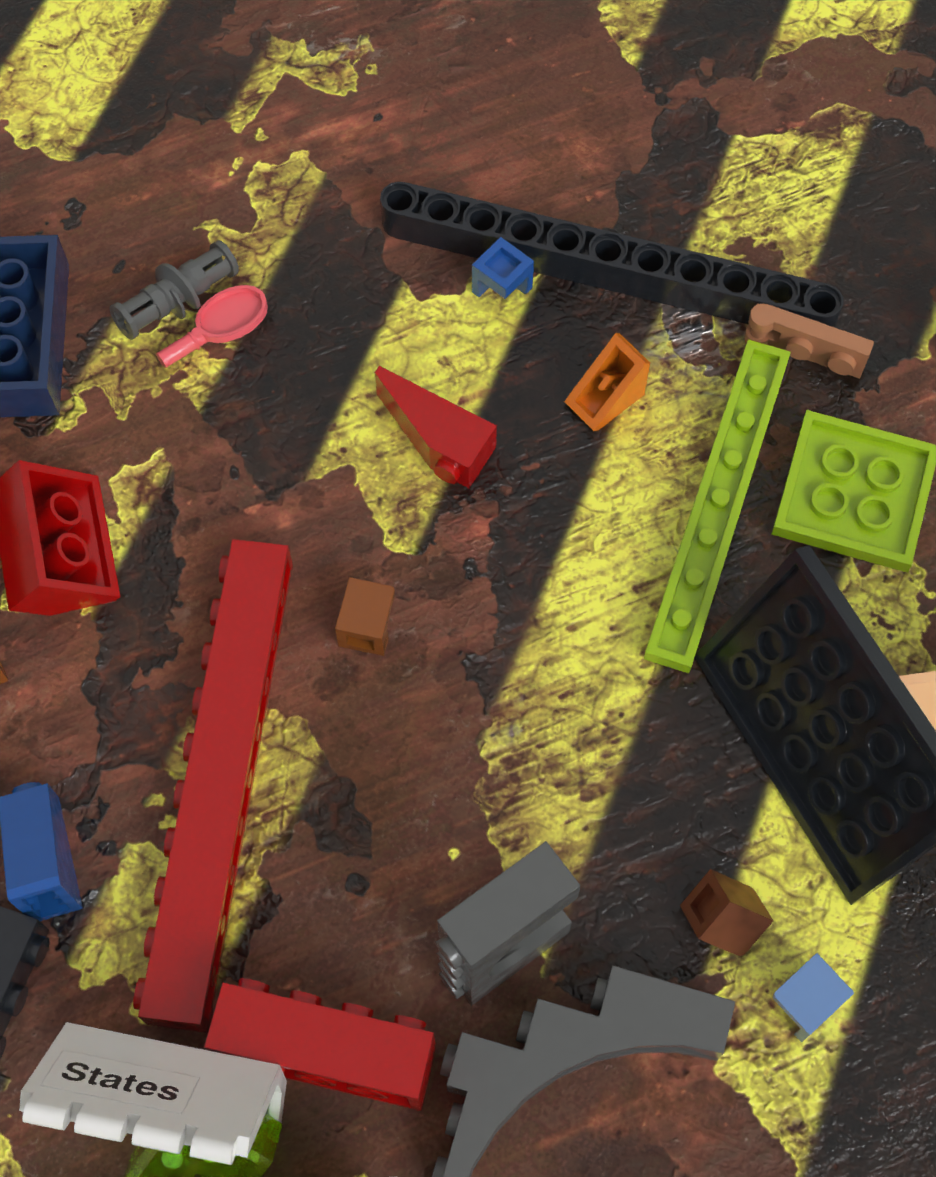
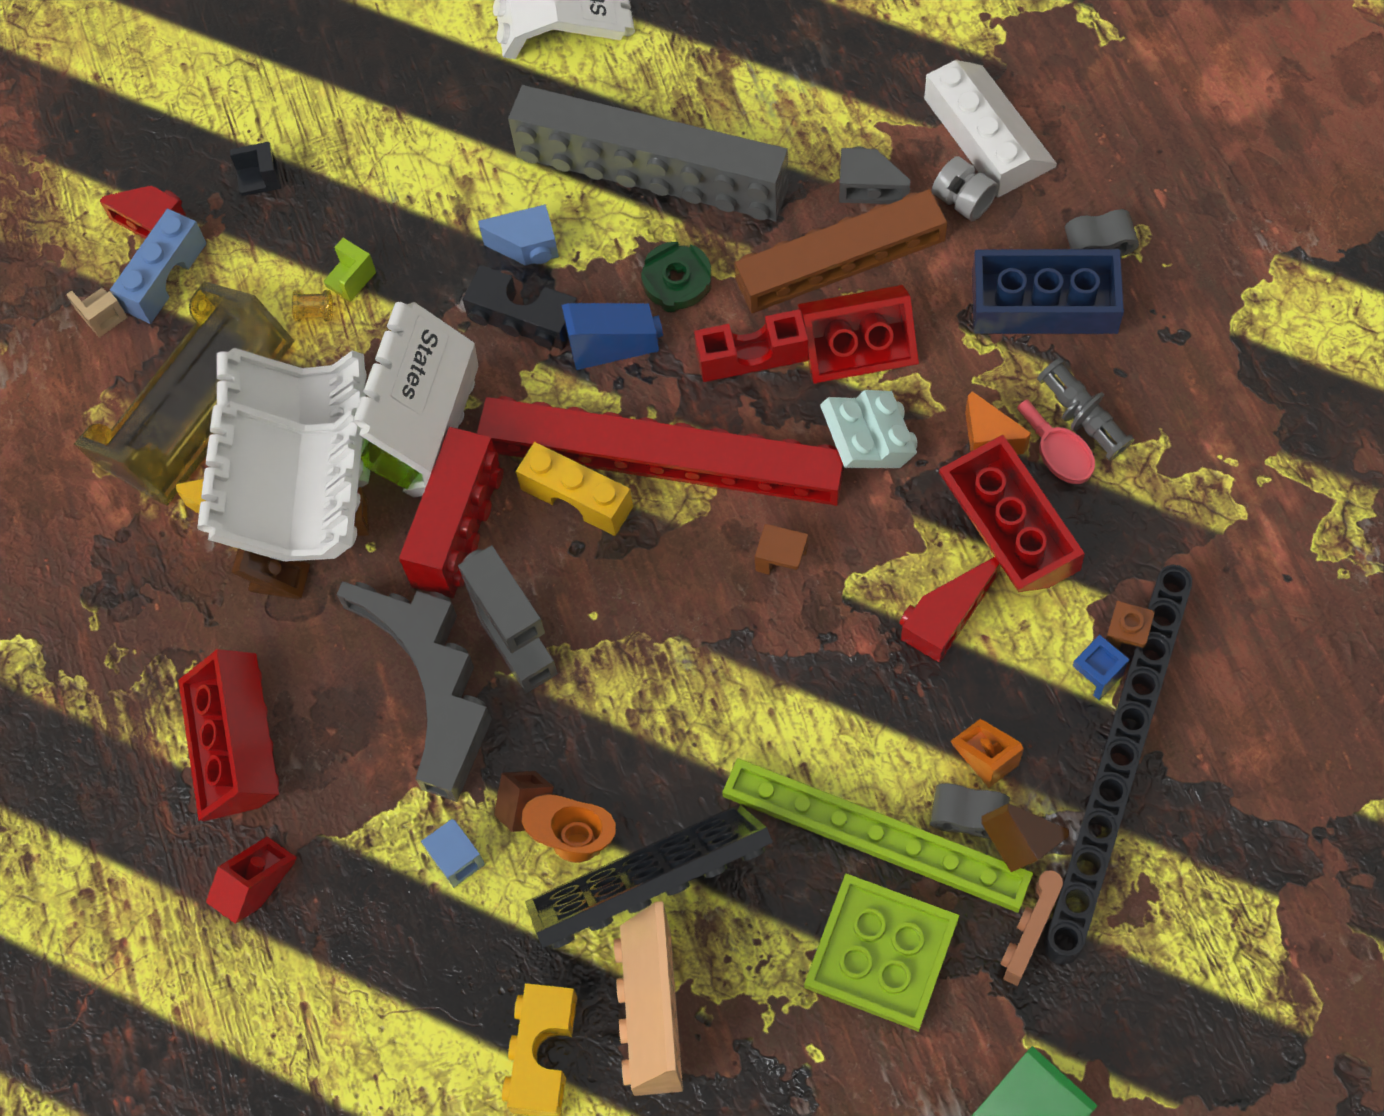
camera: 100 degrees right, 0 degrees up
(76, 682) = (776, 344): none -> red arch
(196, 390) = (988, 423): none -> orange slope
(200, 515) = (870, 430): none -> light aqua plate
(266, 899) = (554, 476): none -> yellow arch
(318, 353) = (1013, 516): none -> red slope
(454, 248) = (1129, 625): none -> dark orange bracket
(682, 404) = (962, 808): none -> dark grey axle
(722, 338) = (1021, 835): none -> reddish brown slope
(762, 841) = (568, 826): none -> orange piece

